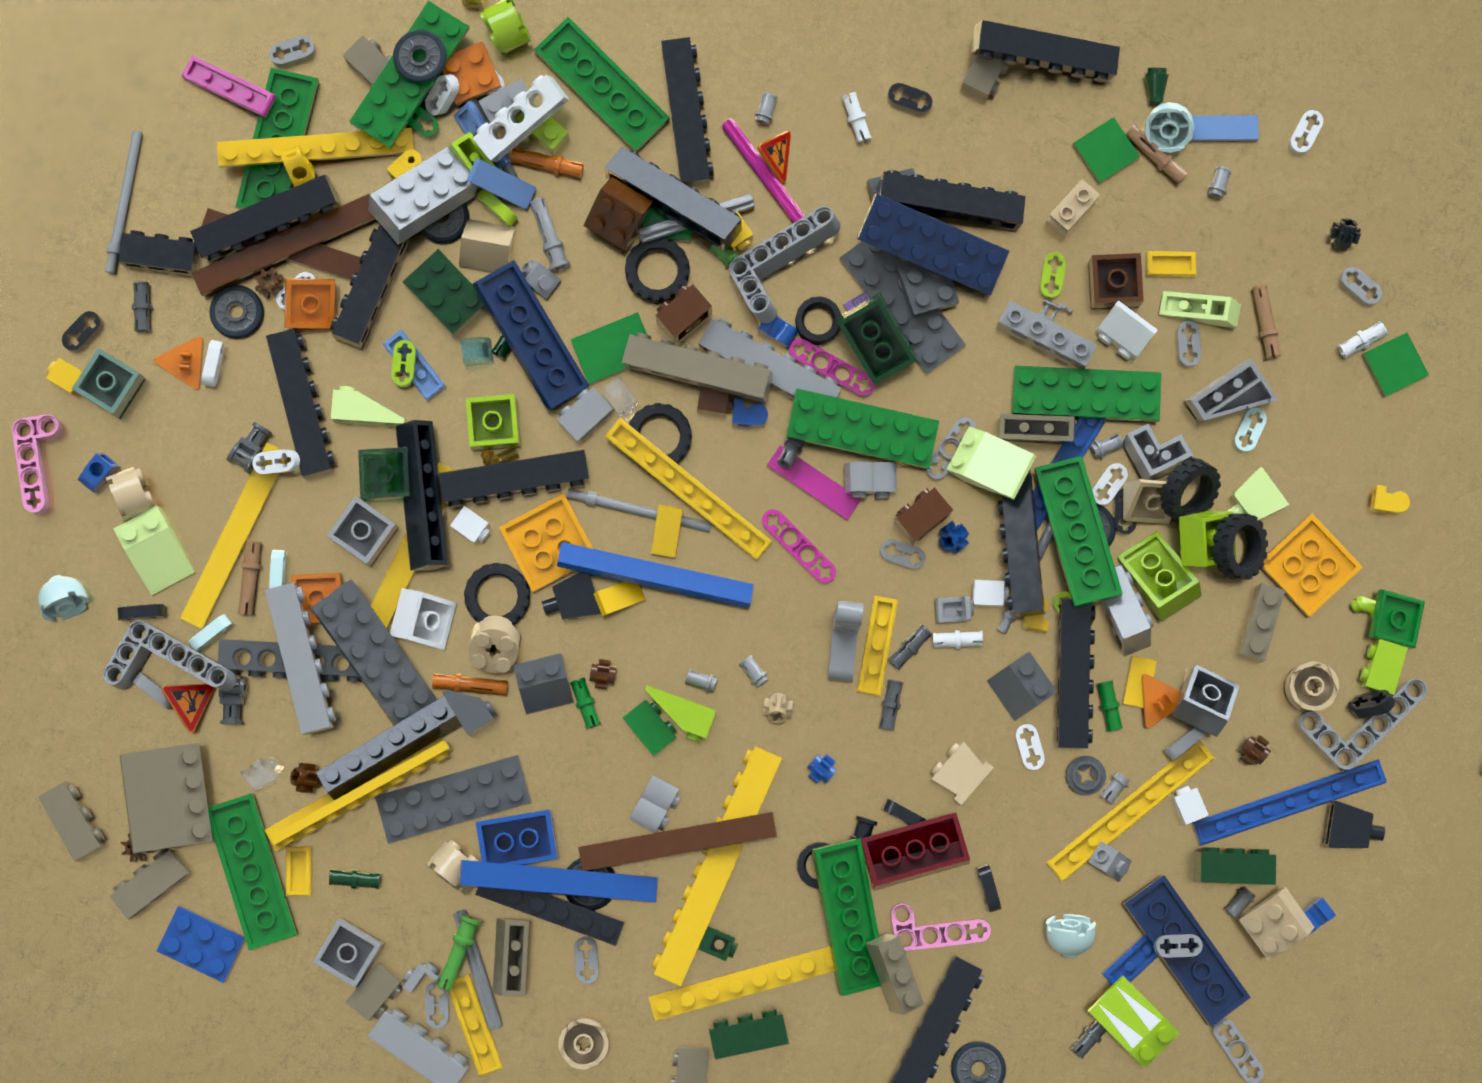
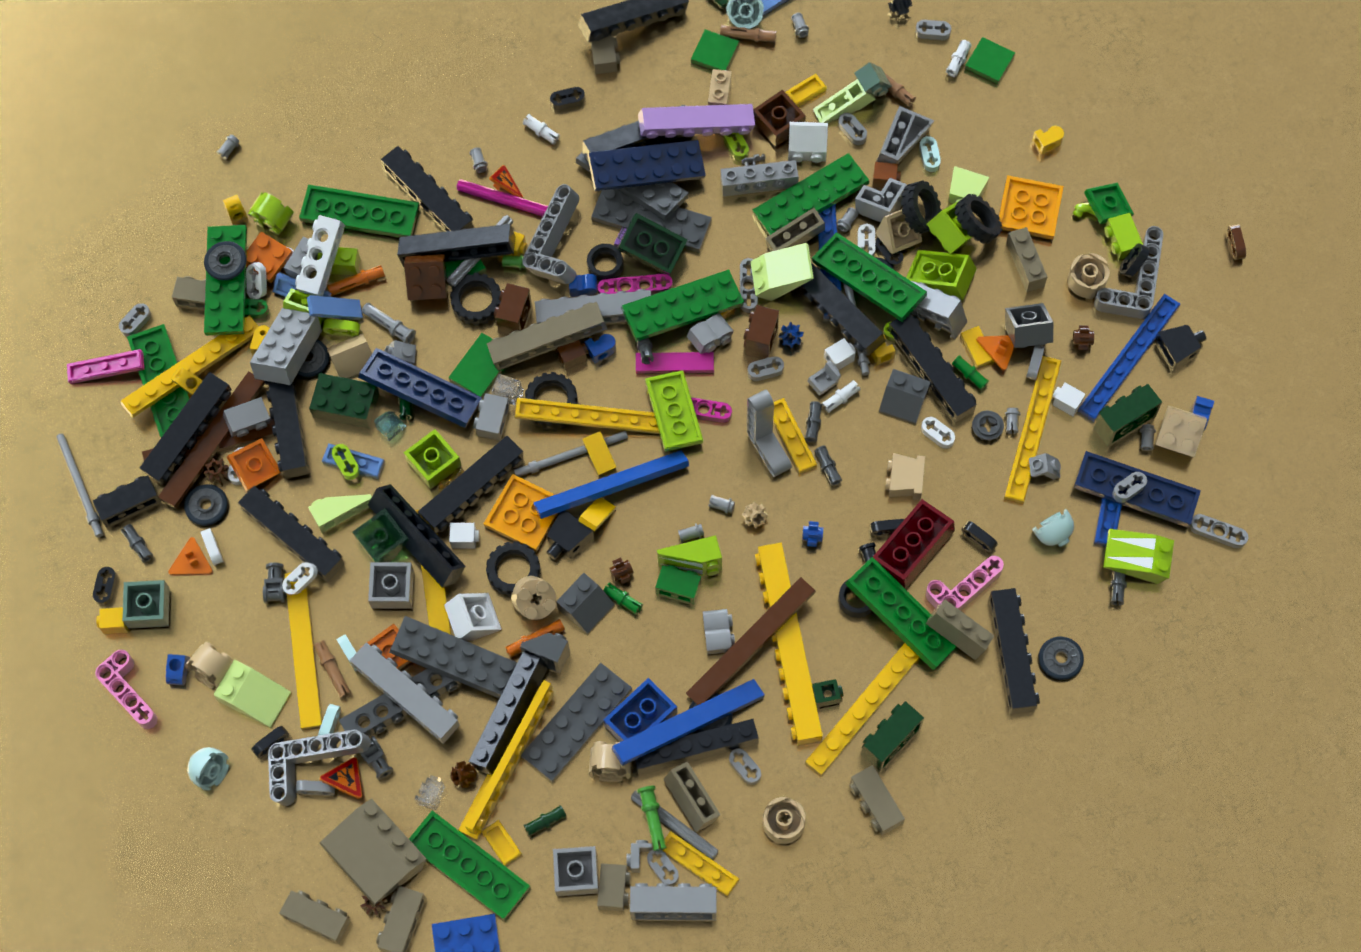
camera: 30 degrees left, 15 degrees down
(333, 247) = (246, 417): none -> light grey brick
(773, 538) = (674, 410): none -> lime tile
(1022, 228) = (696, 120): none -> lavender brick
(1183, 422) = (883, 172): none -> dark orange brick
(1246, 309) = (873, 79): none -> sand green piece

